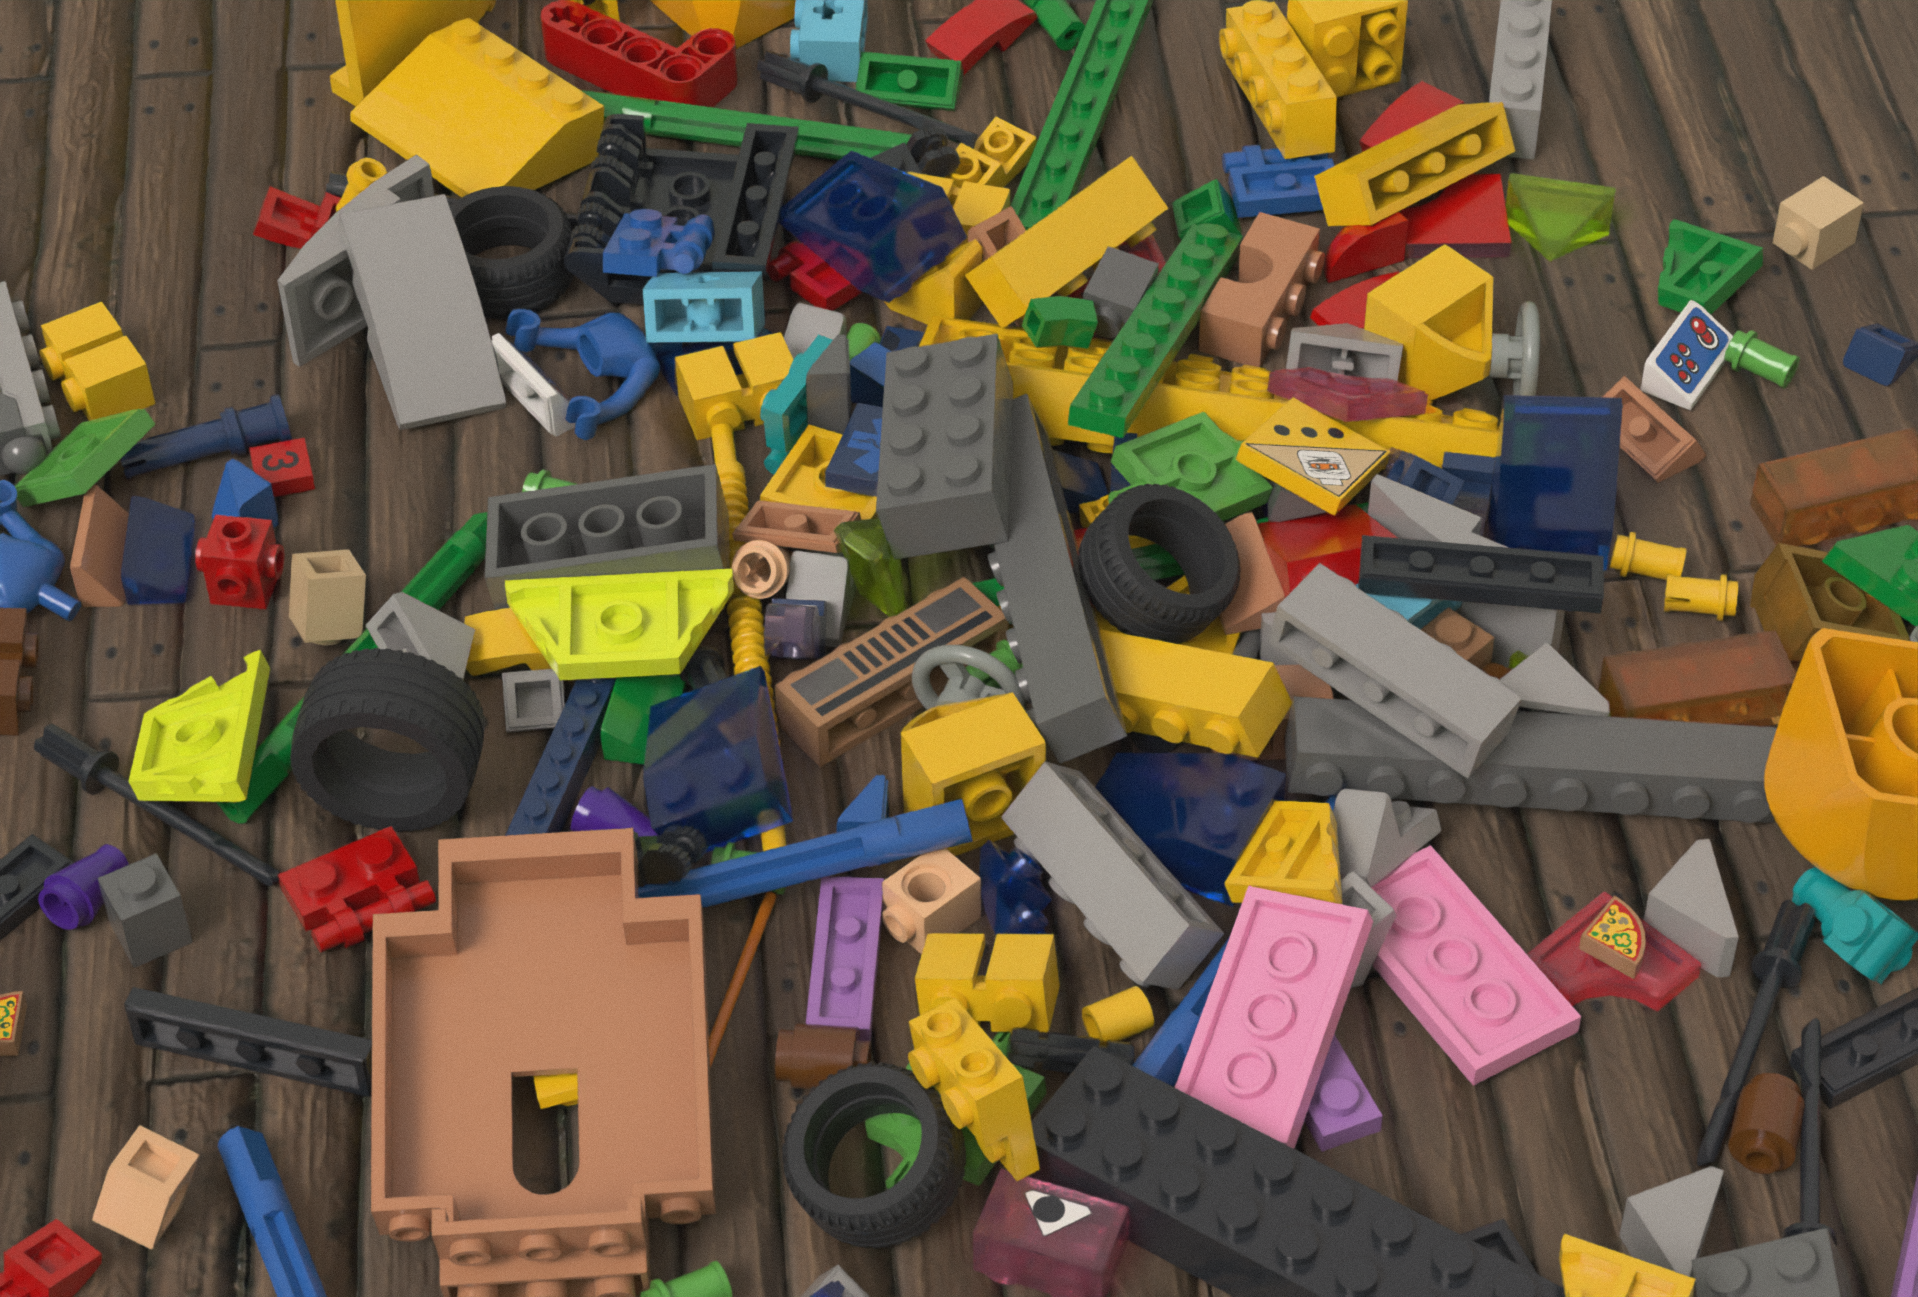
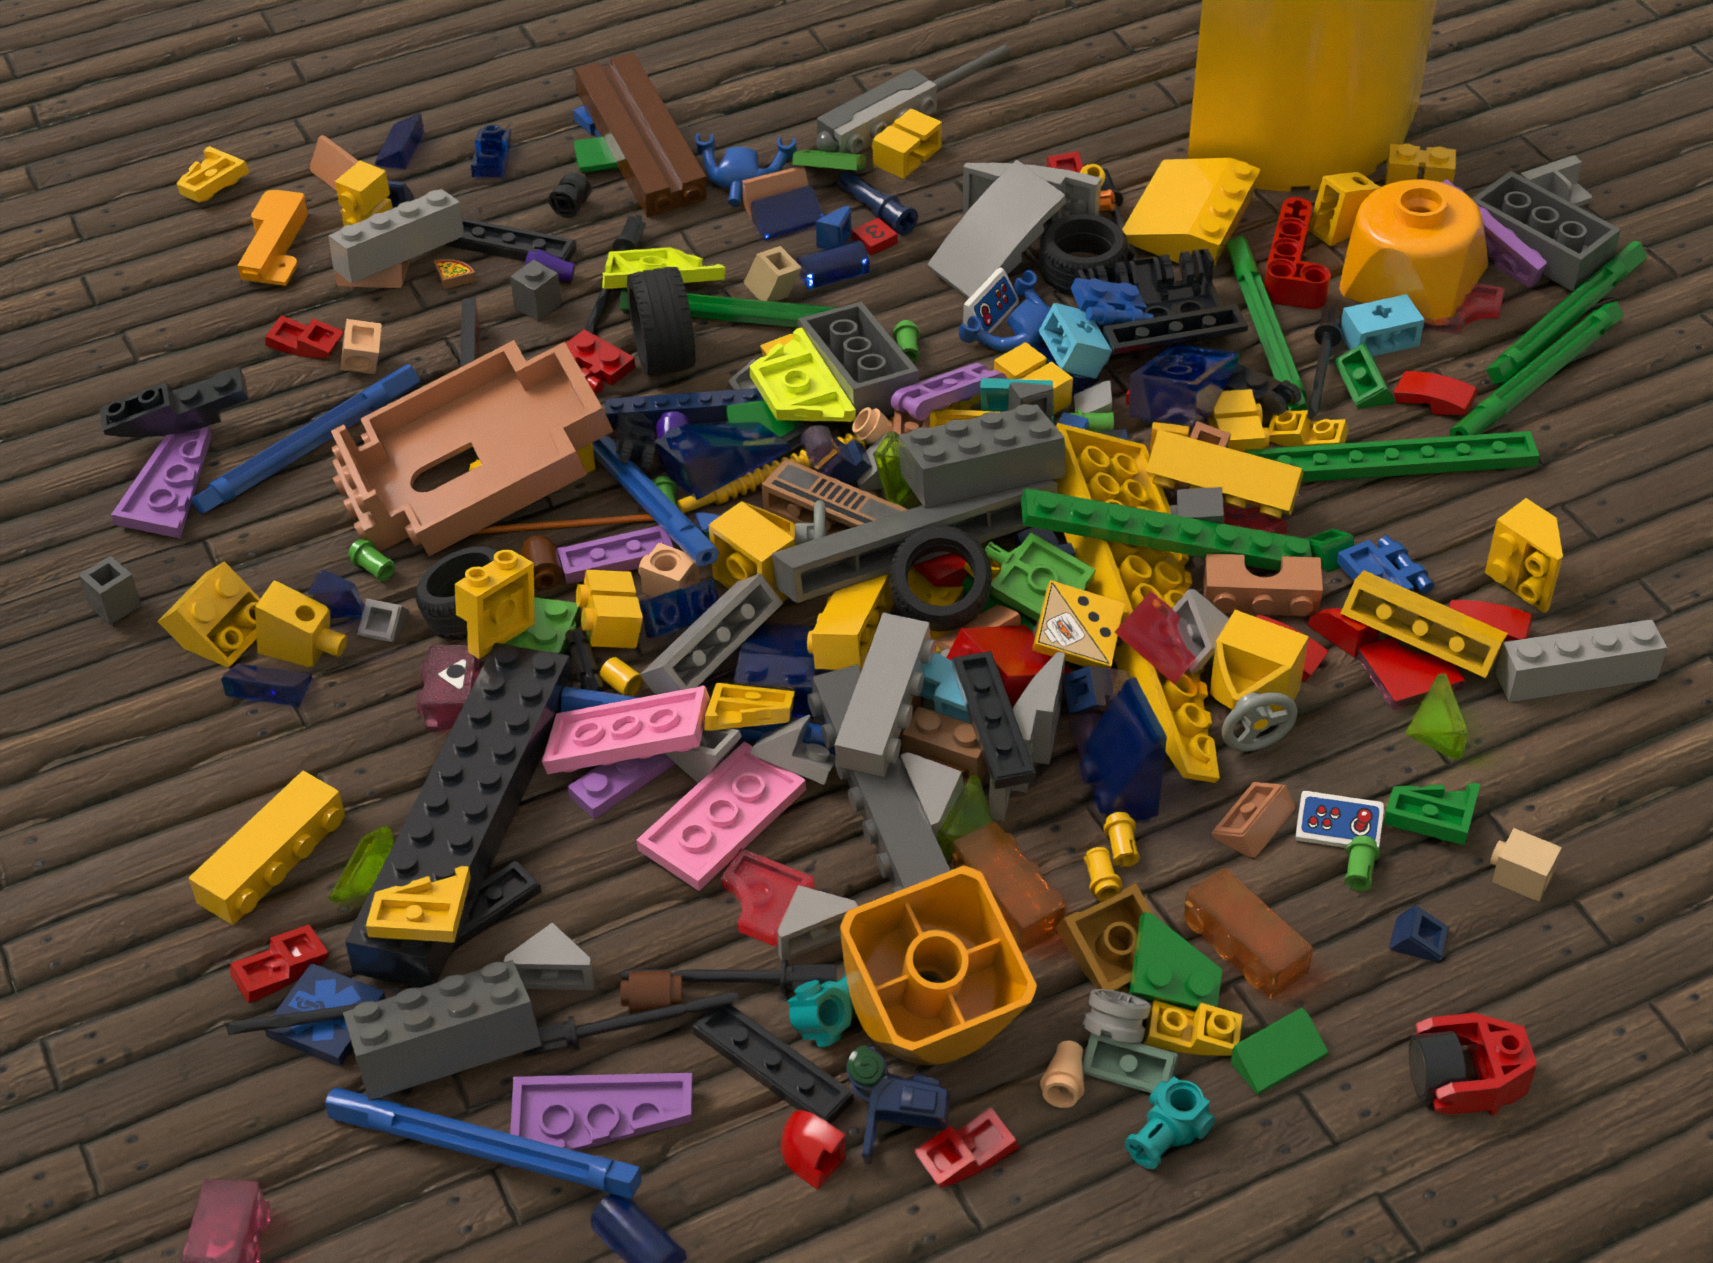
camera: 70 degrees right, 0 degrees up
(240, 561) = (789, 233): red brick -> none
(321, 515) = (834, 264): none -> clear blue brick
(422, 630) = (752, 326): light grey slope -> none
(743, 462) = (942, 390): none -> medium lavender plate
(1060, 321) = (1150, 489): green piece -> none
(1279, 79) = (1453, 537): yellow brick -> none
(1616, 938) = (767, 883): tile -> none

